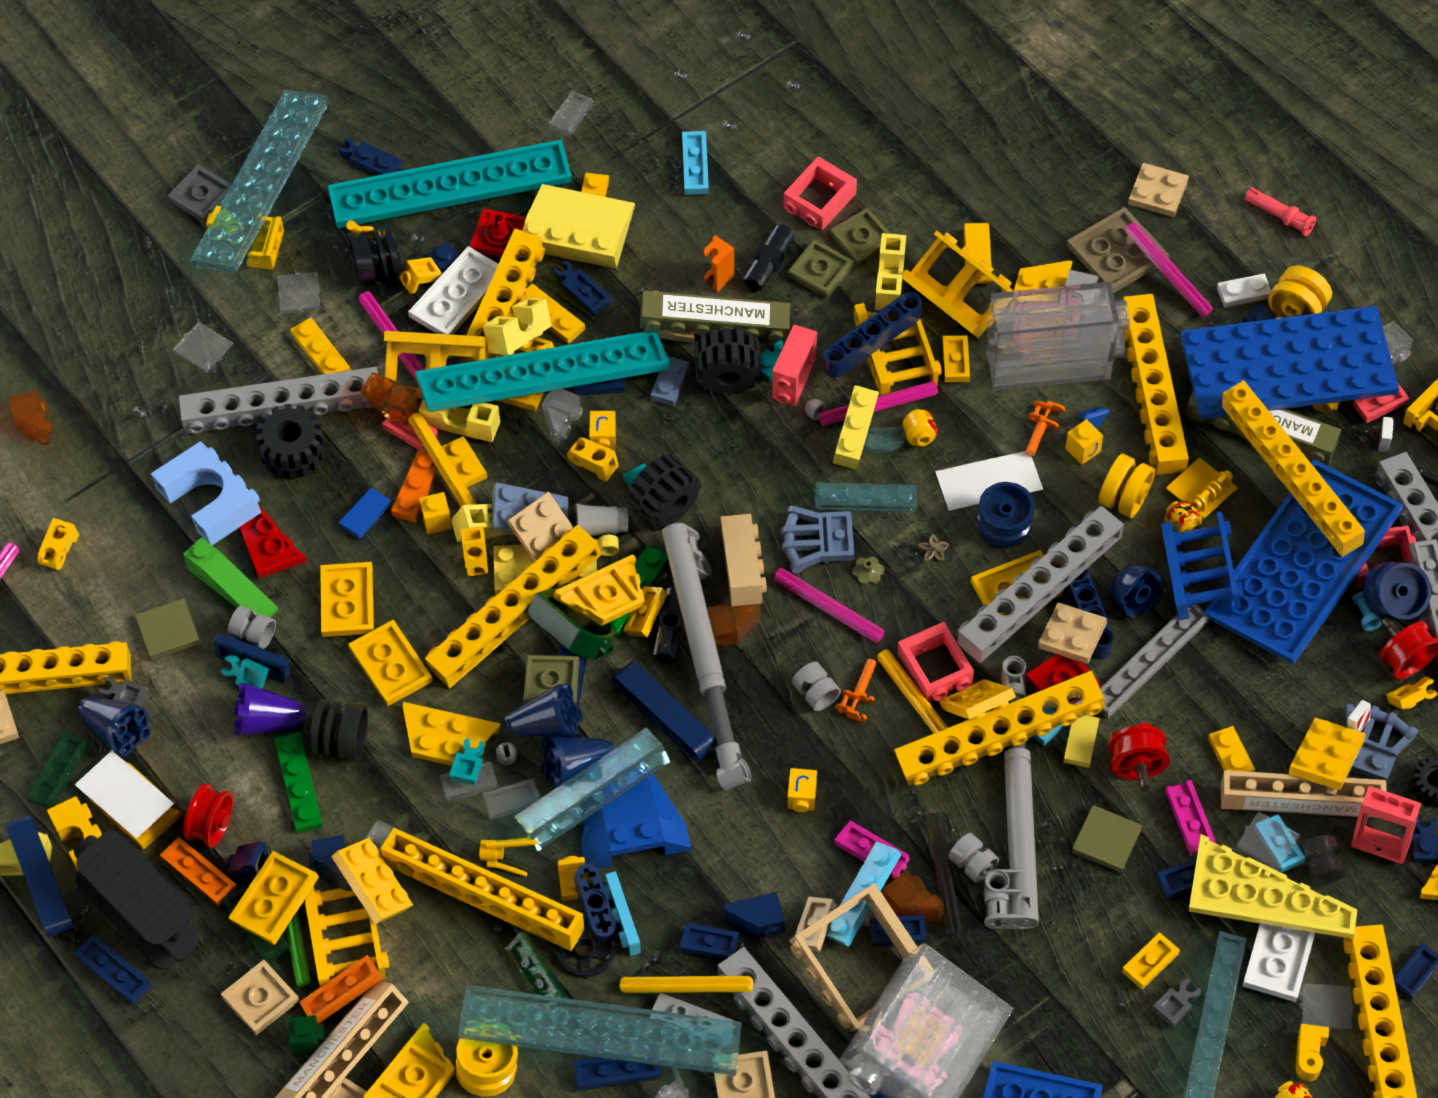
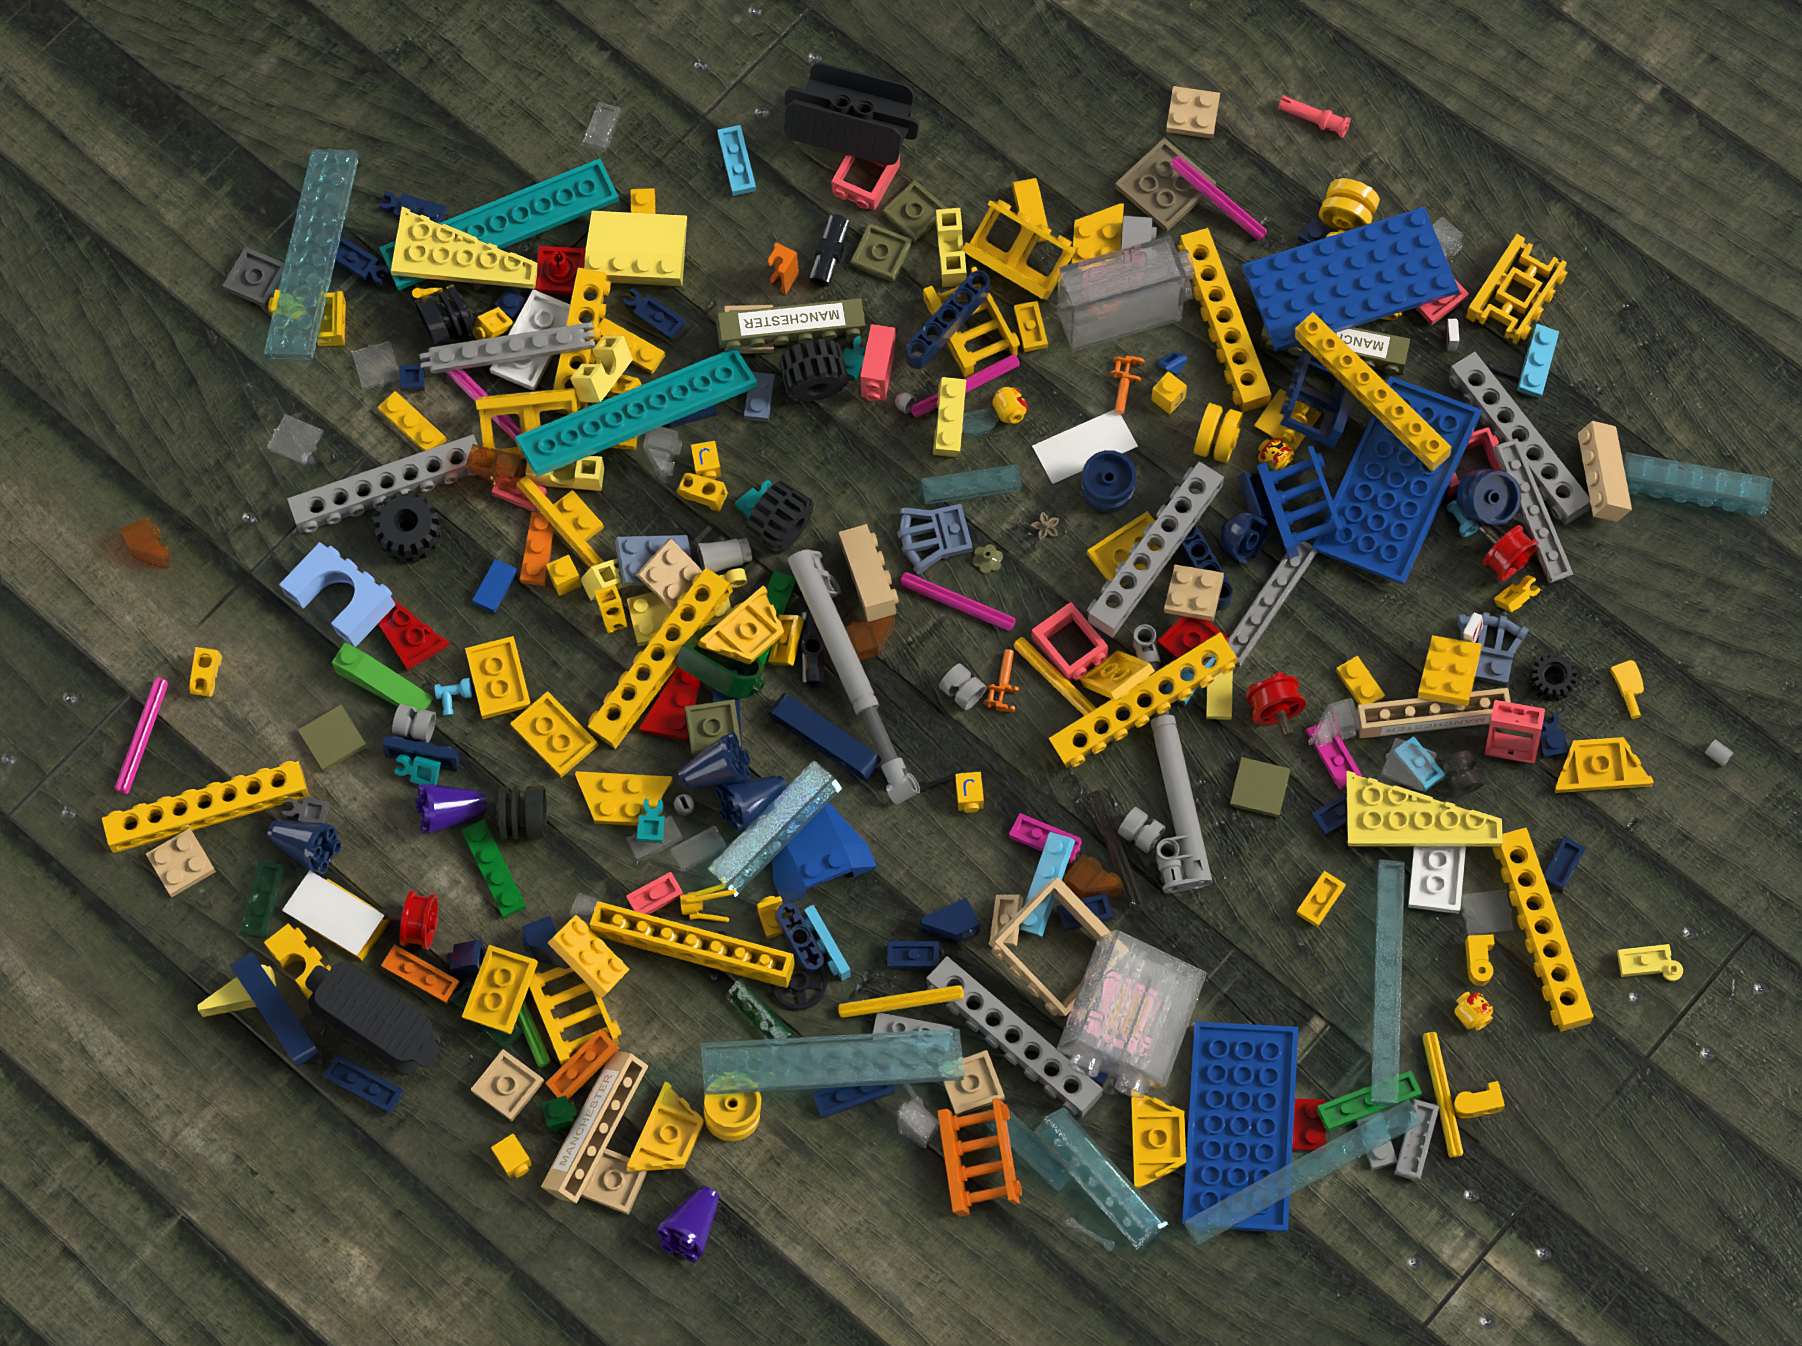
camera: 10 degrees left, 10 degrees up
(247, 1069) = (512, 1157): none -> yellow brick
(290, 605) = (445, 693): none -> medium azure piece
(305, 196) = (359, 262): none -> dark blue plate
(330, 308) = (412, 378): none -> dark blue plate
(393, 200) = (449, 254): none -> light yellow wing
(430, 293) = (508, 348): none -> light grey hinge
(457, 834) = (655, 894): none -> coral plate
(509, 663) = (668, 713): none -> red wing
(755, 778) = (923, 786): none -> black hinge
(816, 134) = (851, 113): none -> black piece
(1155, 553) = (1255, 495): none -> dark blue plate
(1175, 1005) = (1350, 937): flat silver plate -> none
(1198, 783) = (1336, 721): none -> clear slope
(1244, 290) = (1293, 205): white plate -> none
(1249, 480) = (1334, 406): none -> dark blue window

